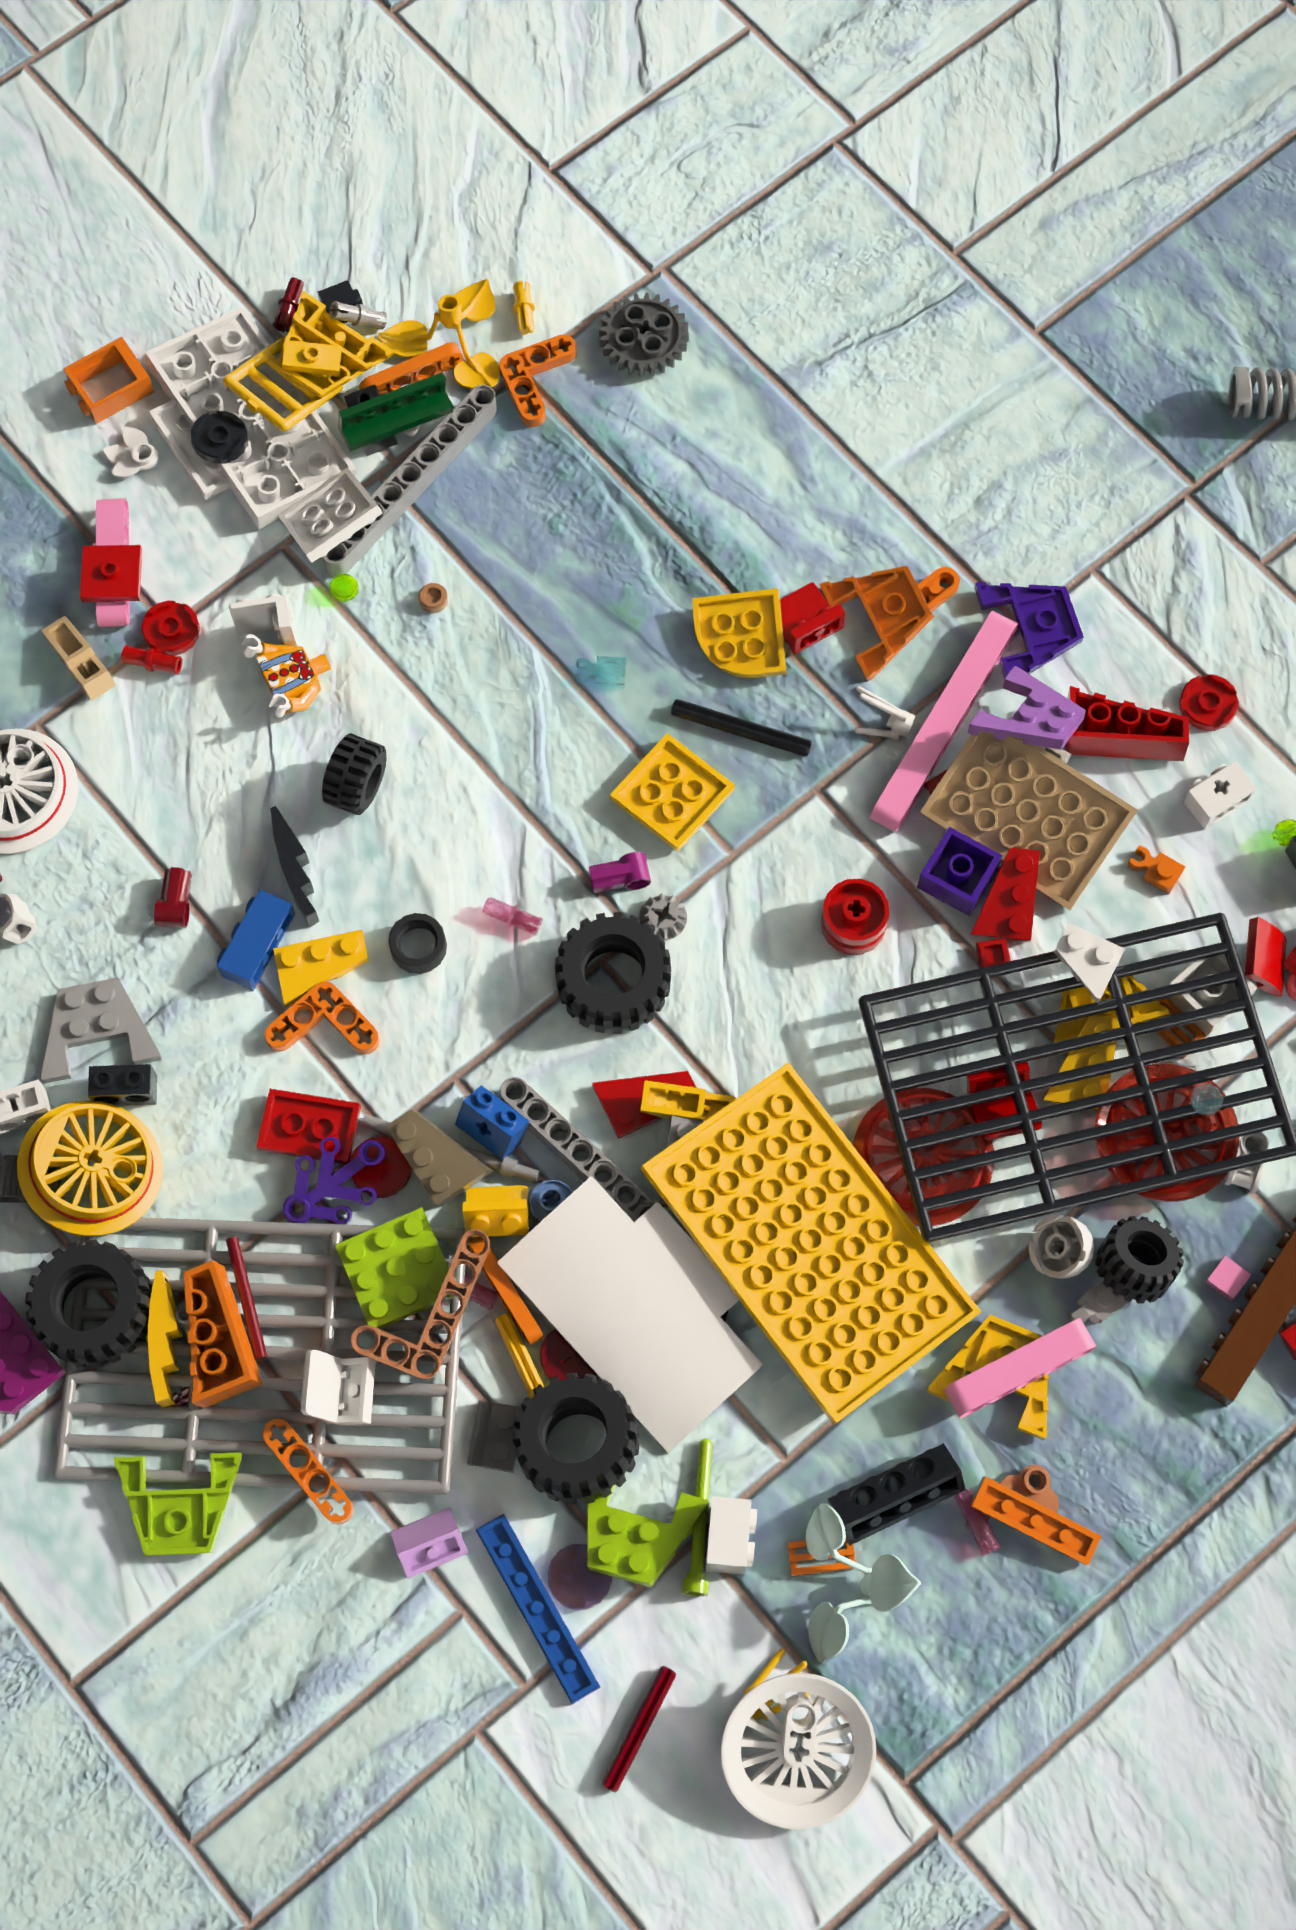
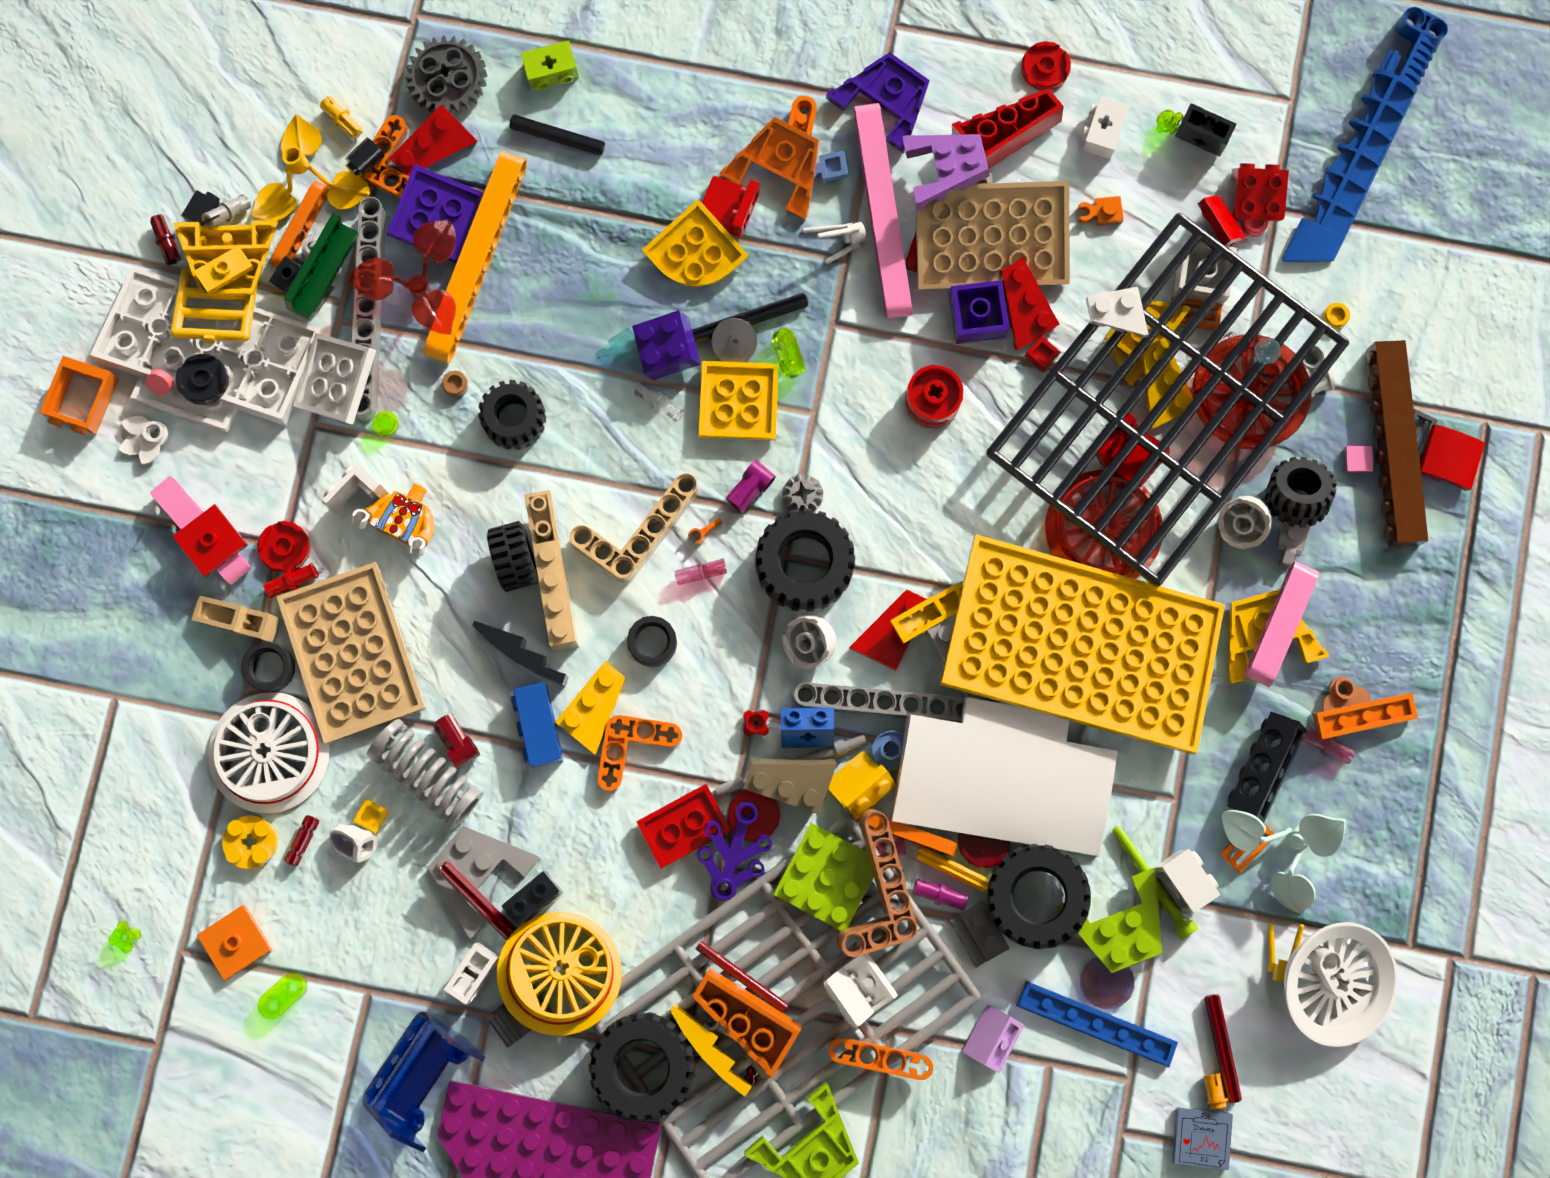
camera: 40 degrees left, 10 degrees up
(48, 910) = (371, 816): none -> yellow tile
(67, 697) = (258, 649): none -> black tyre
(74, 1046) = (476, 899): none -> dark red axle
(126, 904) = (452, 815): none -> light grey piece
(149, 758) = (351, 653): none -> tan plate
(182, 414) = (159, 382): none -> coral tile
(378, 818) = (551, 571): none -> tan slope
(447, 1078) = (761, 728): none -> red plate
(458, 636) = (500, 398): none -> black tyre
(465, 513) = (430, 309): none -> clear red plant
(488, 842) = (641, 535): none -> tan beam
(489, 1370) = (940, 894): none -> magenta pin
(512, 351) = (364, 157): none -> black brick
(536, 442) = (434, 198): none -> dark purple plate
(540, 503) = (478, 251): none -> light orange beam
(543, 883) = (704, 531): none -> orange hand
(549, 1798) = (1202, 1138): none -> sand blue tile
(557, 1046) = (809, 641): none -> white cylinder
(584, 380) = (432, 141): none -> red wing
(596, 1763) = (1214, 1091): none -> light orange pin
(600, 741) = (659, 401): none -> clear pin
(645, 694) = (666, 345): none -> dark purple brick
(701, 451) = (557, 135): none -> black axle
(711, 736) = (734, 340): none -> flat silver piece
(742, 388) = (556, 55): none -> lime brick
(752, 785) = (788, 353): none -> clear neon green plate
(928, 649) = (831, 167): none -> medium blue plate

